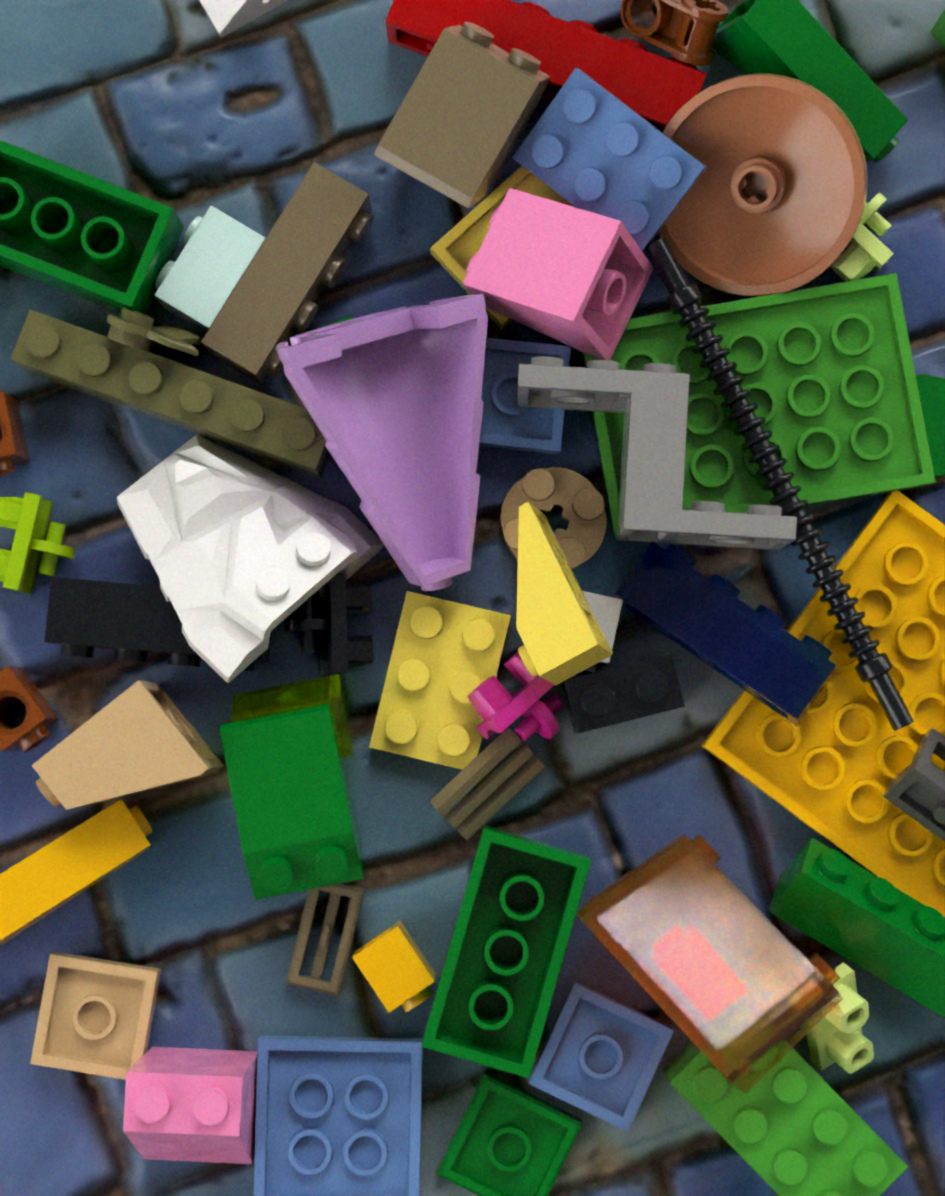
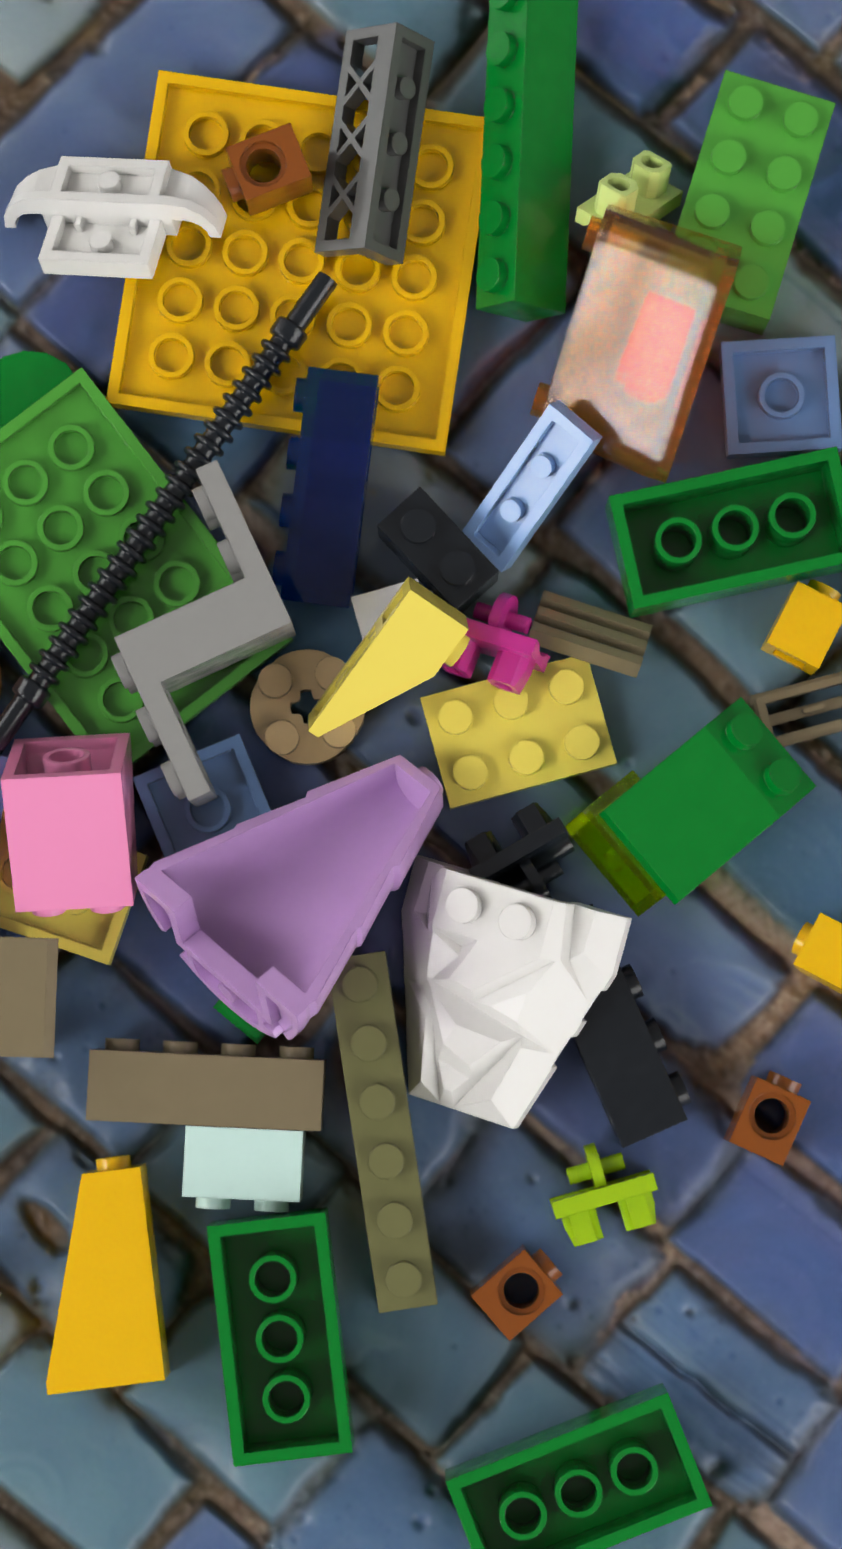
camera: 115 degrees left, 0 degrees up
(125, 750) = (748, 979): tan slope -> none
(139, 332) = (342, 1193): olive plate -> none
(170, 116) = (111, 1295): none -> yellow slope
(636, 801) = (531, 484): none -> light blue plate

